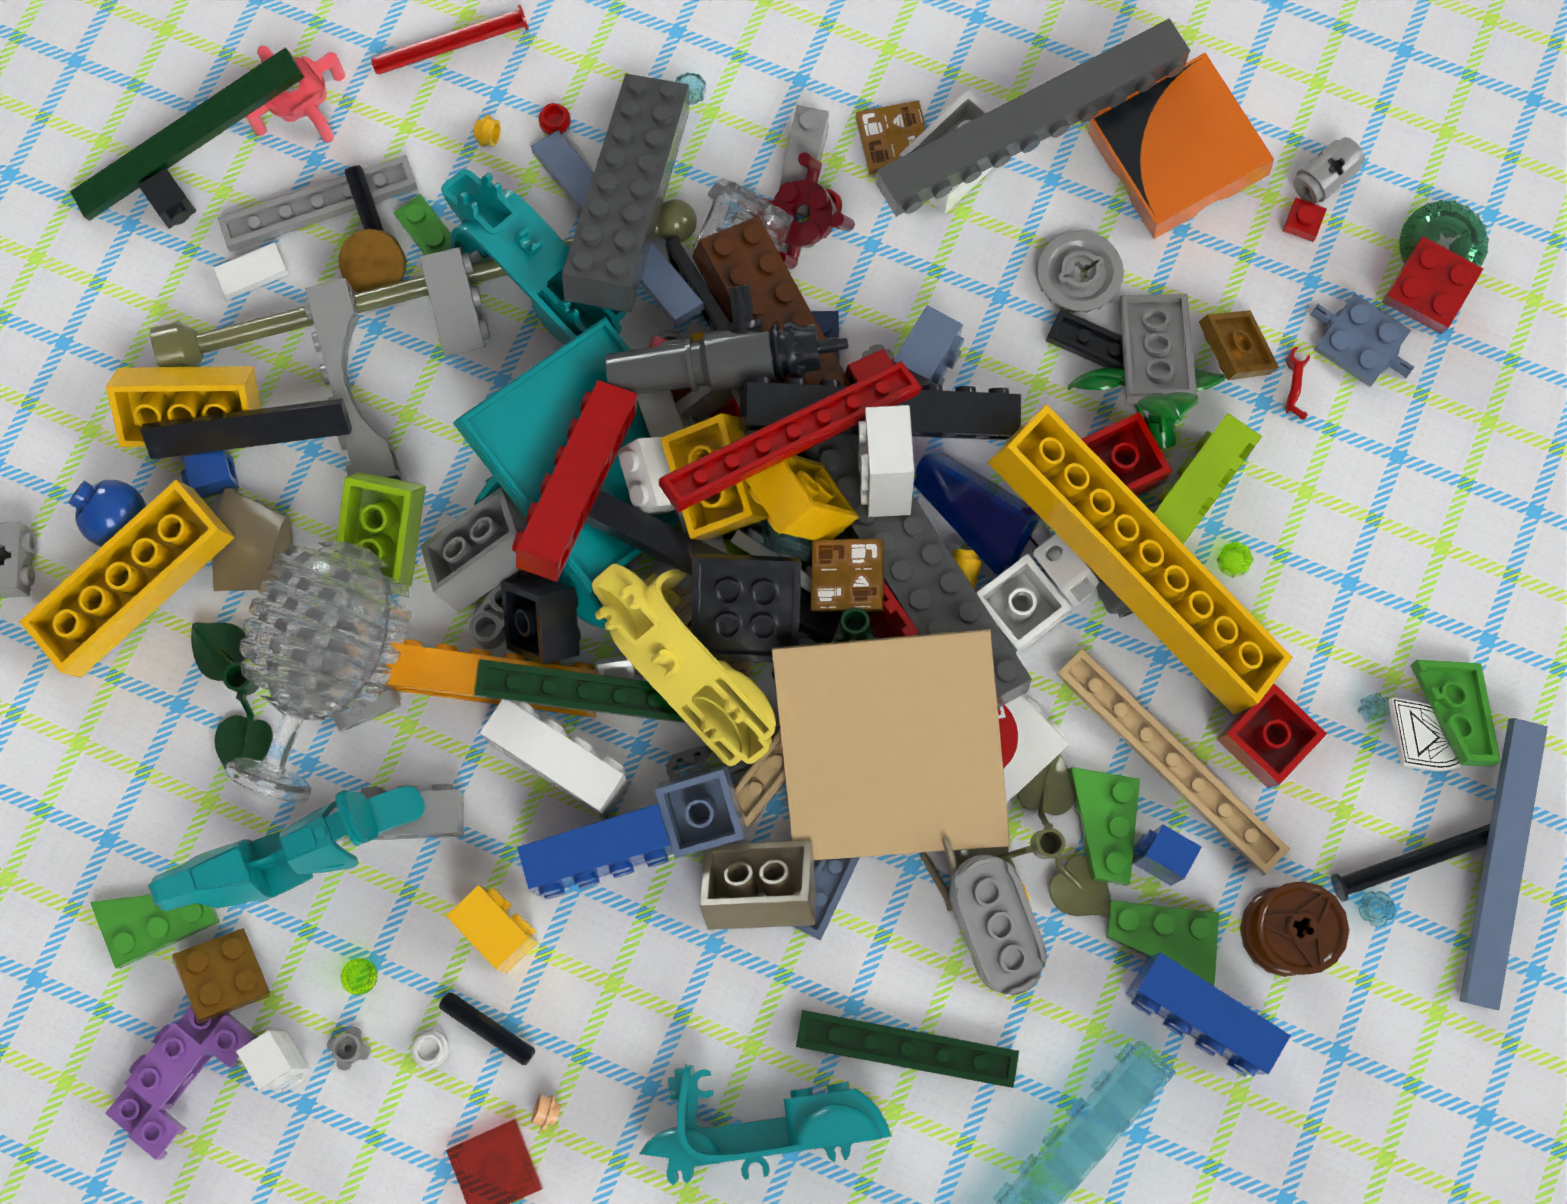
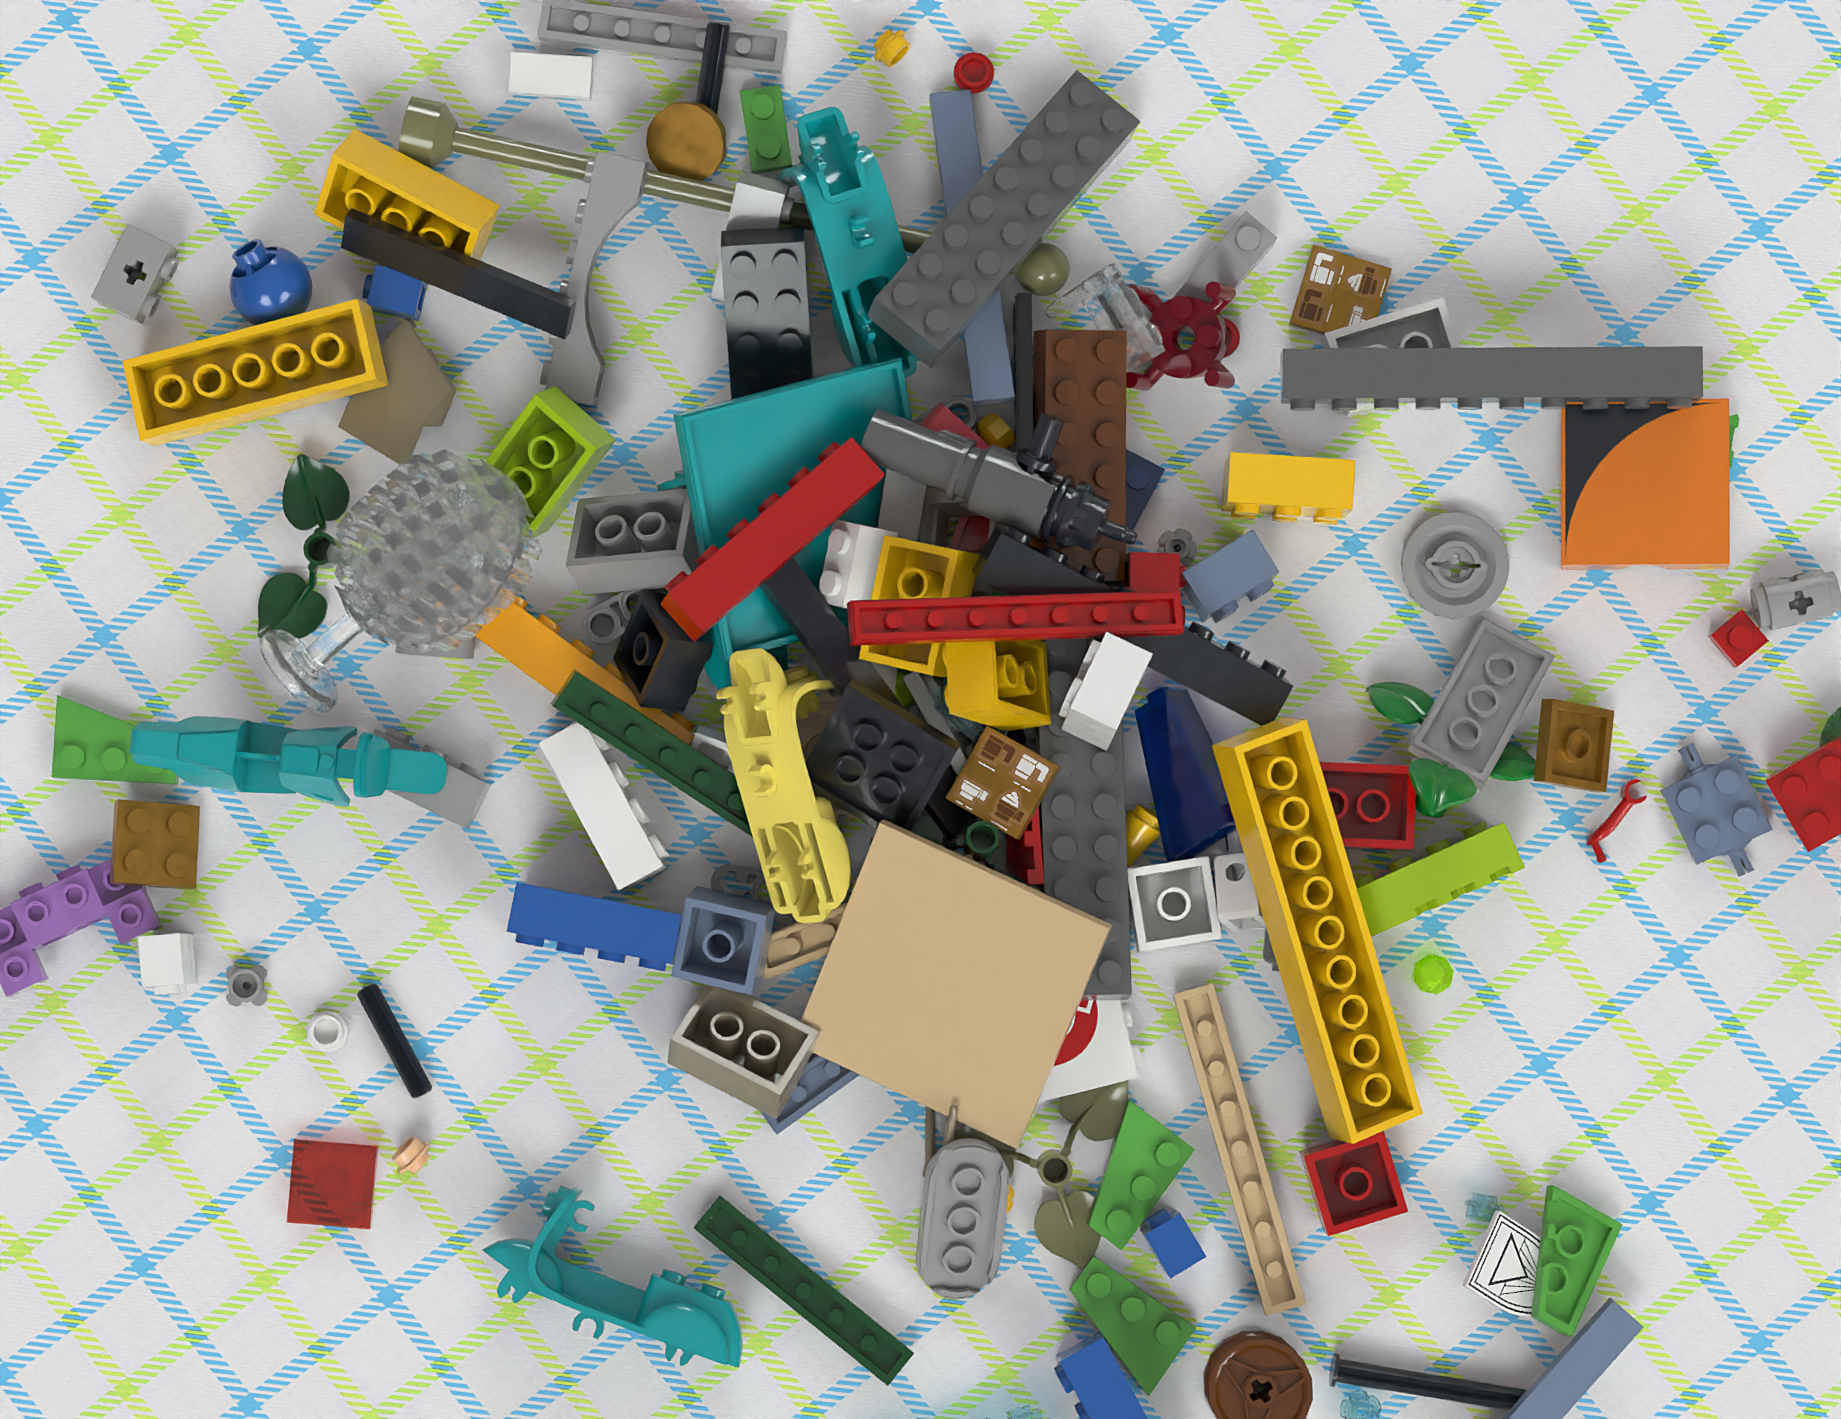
camera: 25 degrees right, 10 degrees up
(359, 976) = (292, 918): clear neon green plate -> none
(485, 330) = (766, 308): none -> black brick
(492, 928) = (452, 947): yellow brick -> none
(697, 86) = (1149, 113): clear light blue tile -> none
(933, 272) = (1288, 487): none -> yellow brick
(1087, 340) = (1417, 646): black tile -> none

